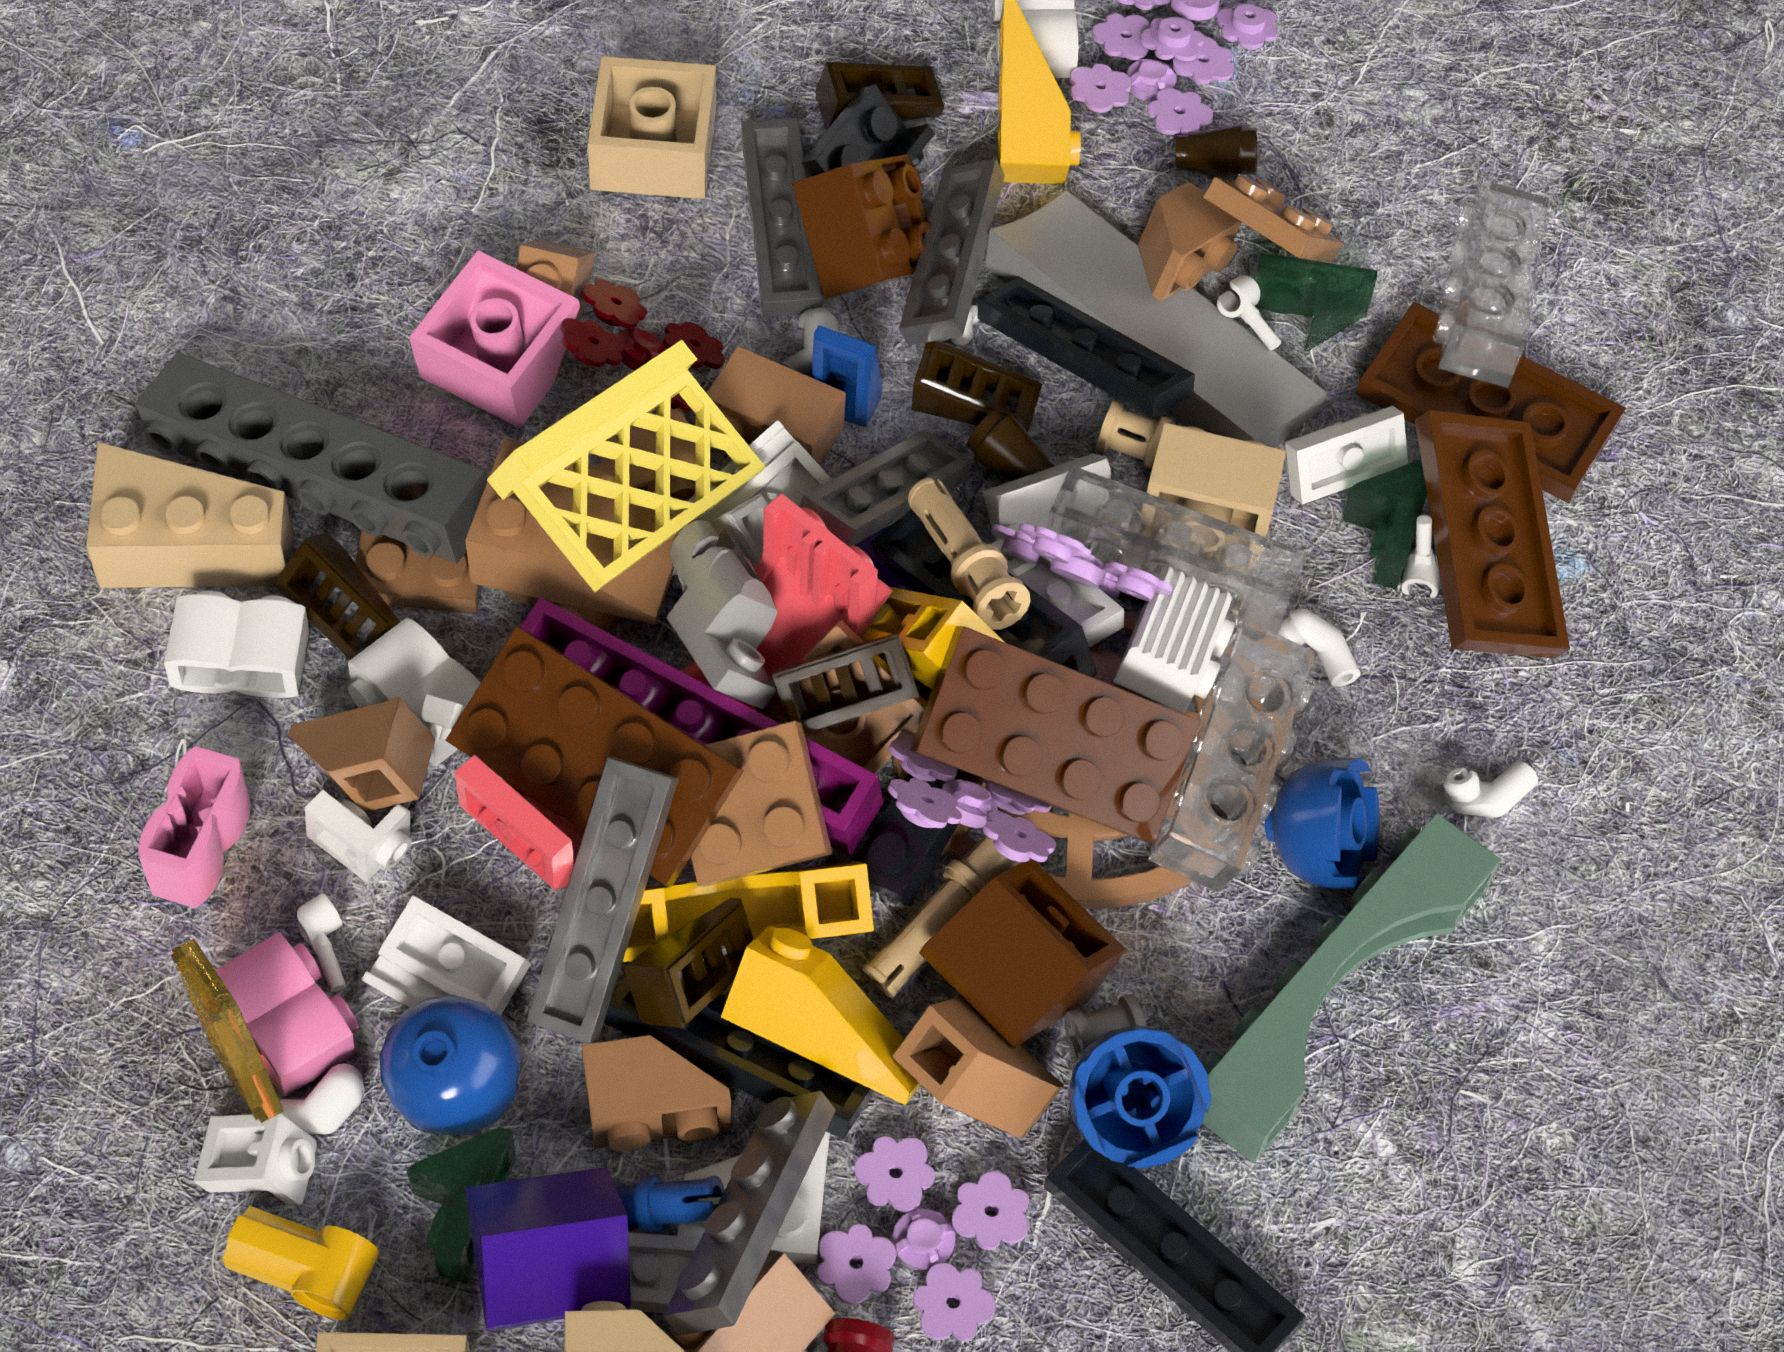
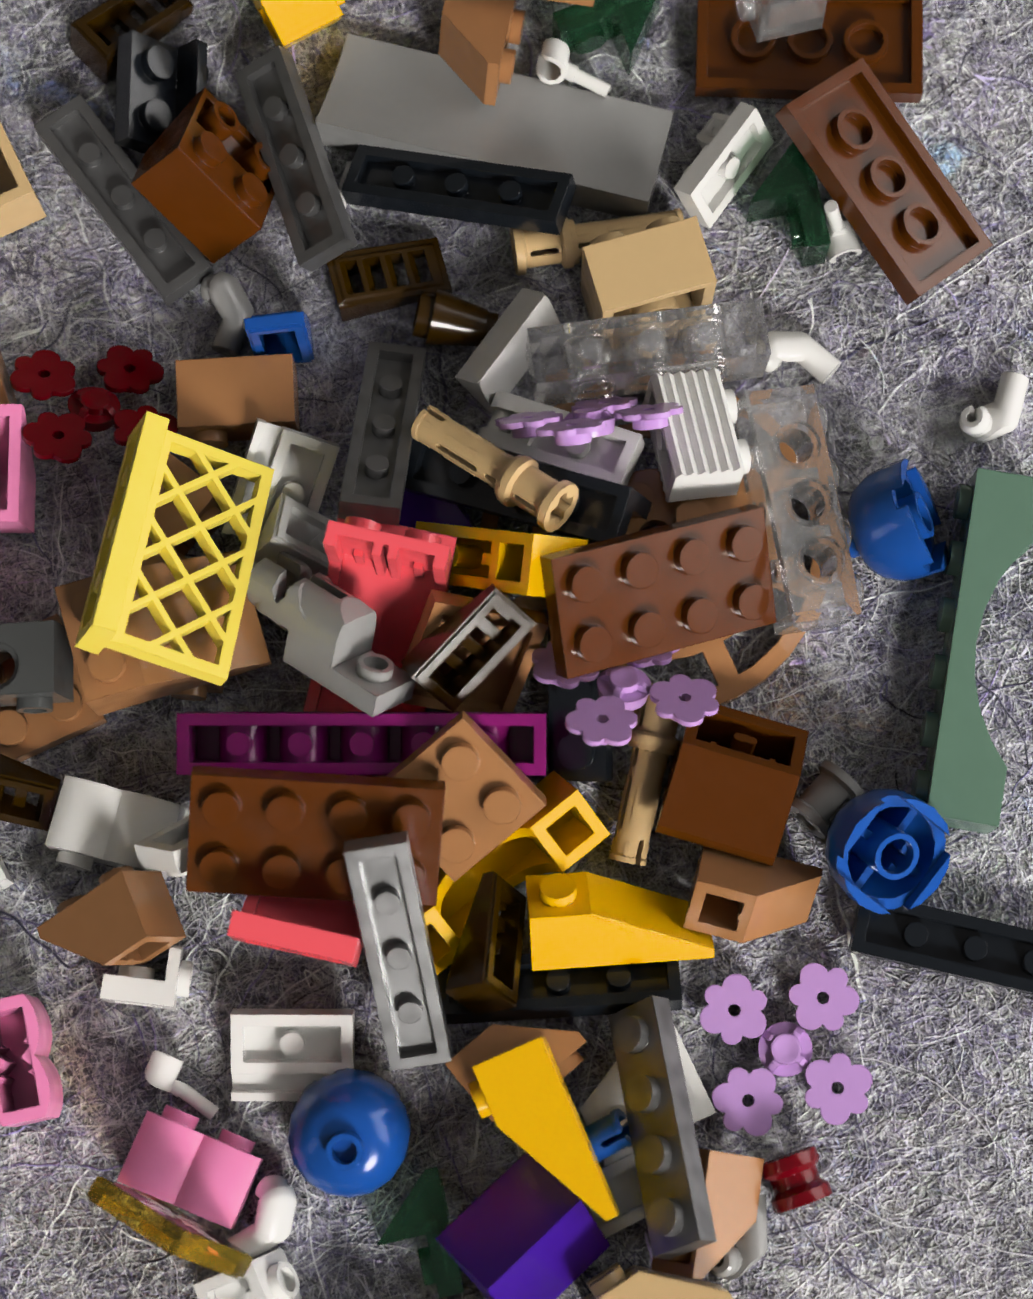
camera: 25 degrees left, 20 degrees up
(641, 1111) = (537, 1112): none -> yellow slope

